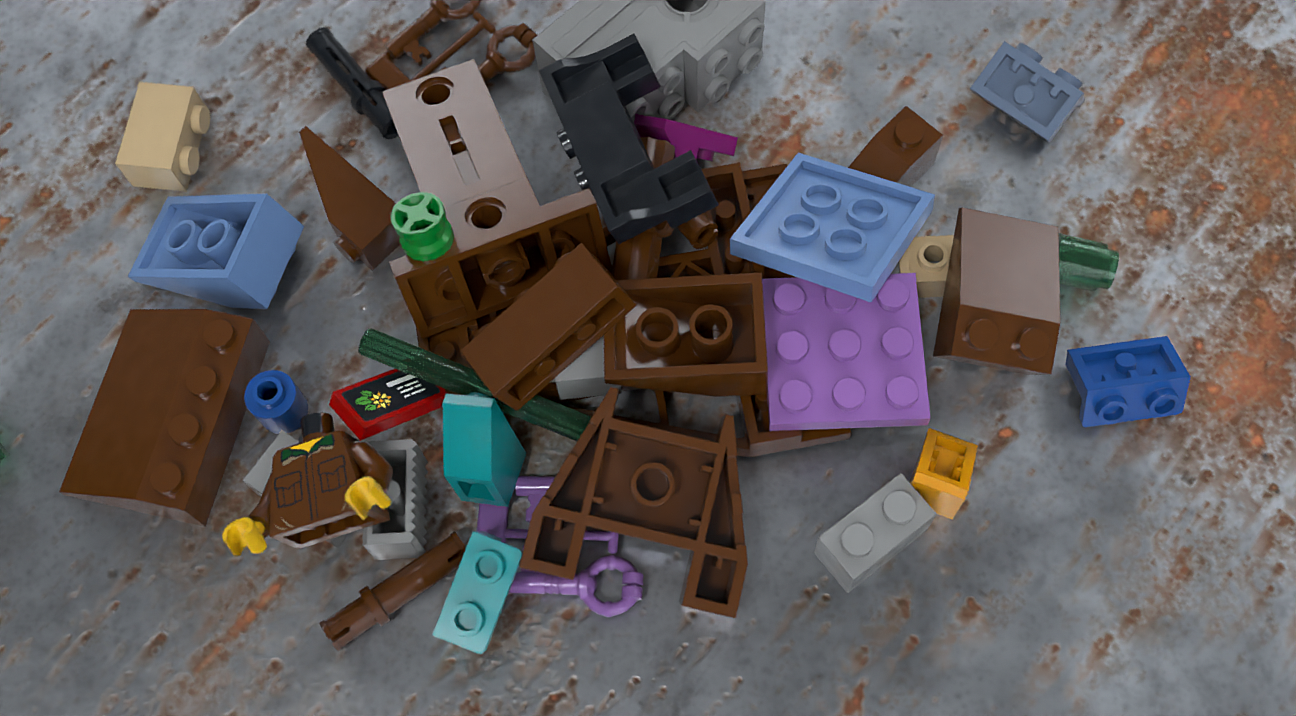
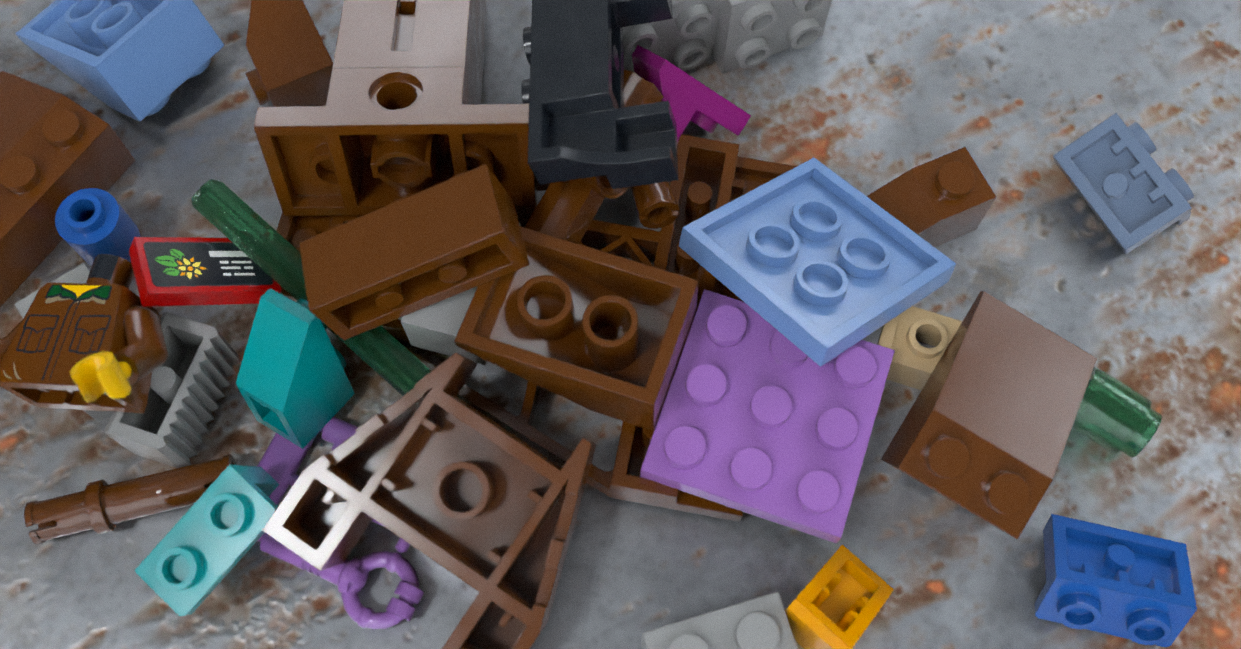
camera: 15 degrees right, 0 degrees up
(422, 226) = (308, 77): green wheel -> none

